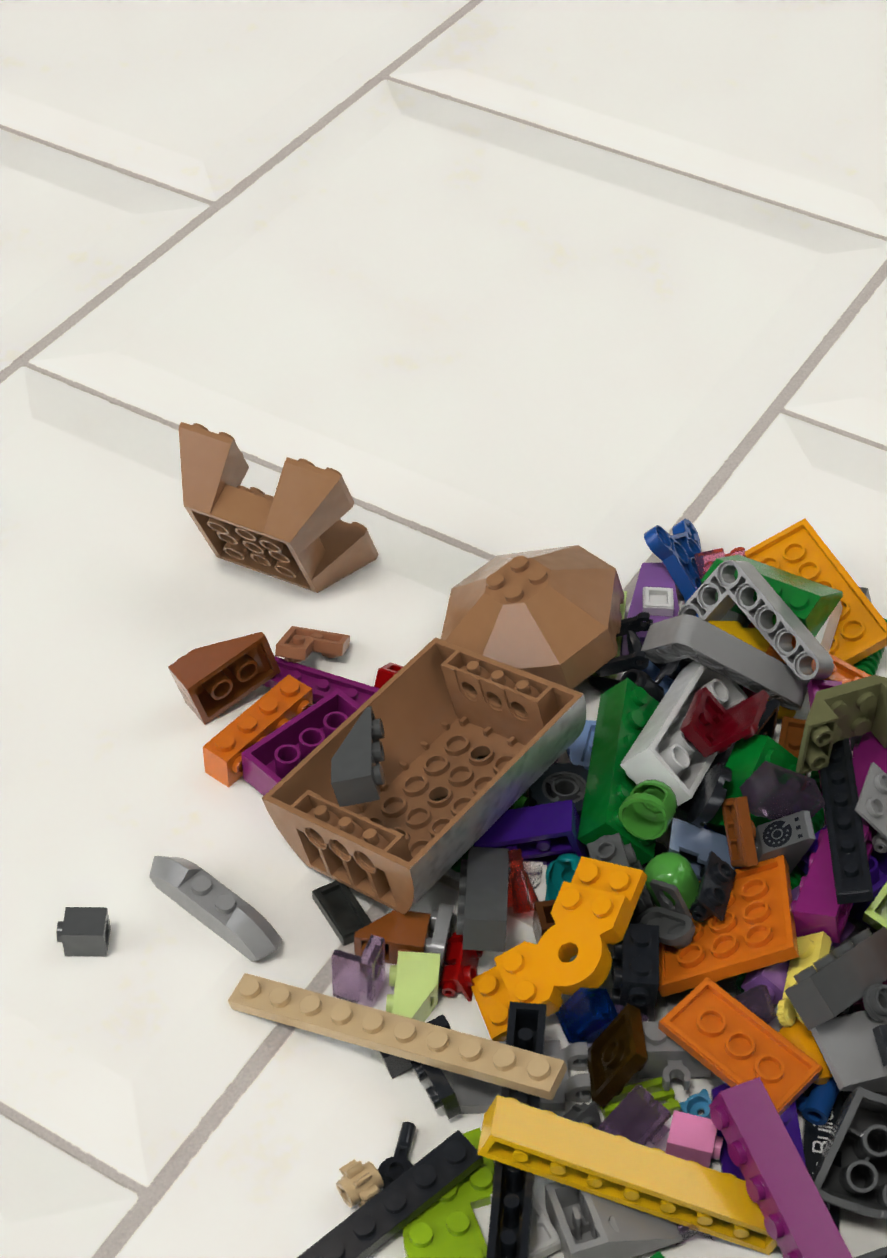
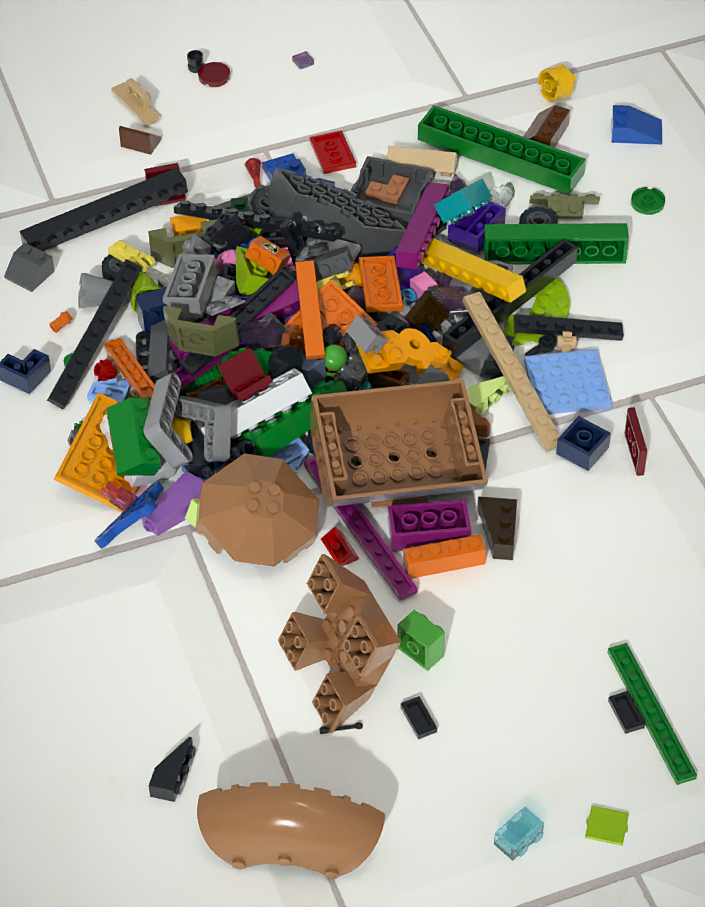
camera: 140 degrees left, 5 degrees up
(84, 931) = (606, 505): dark grey brick -> none
(102, 1043) = (635, 441): none -> dark red tile
(140, 562) = (418, 717): none -> black tile
(172, 362) = (288, 827): none -> medium nougat brick
(187, 999) = (583, 443): none -> dark blue brick
(196, 608) = (421, 639): none -> bright green brick
(215, 906) = (536, 486): light grey brick -> none
(219, 810) = (499, 522): none -> dark brown wedge
(223, 673) = (443, 582): dark orange slope -> none
(300, 642) = (384, 589): nougat plate -> none
(303, 1123) = (568, 381): none -> light blue plate
(351, 380) = (169, 773): none -> black slope
(356, 764) = (439, 445): dark grey slope -> none
(358, 977) = (499, 405): clear purple panel -> none
(628, 873) = (366, 334): none -> light grey hinge
(648, 809) = (318, 373): bright green helmet -> none
(658, 601) = (178, 492): white tile -> none
(768, 882) = (310, 310): none -> orange tile

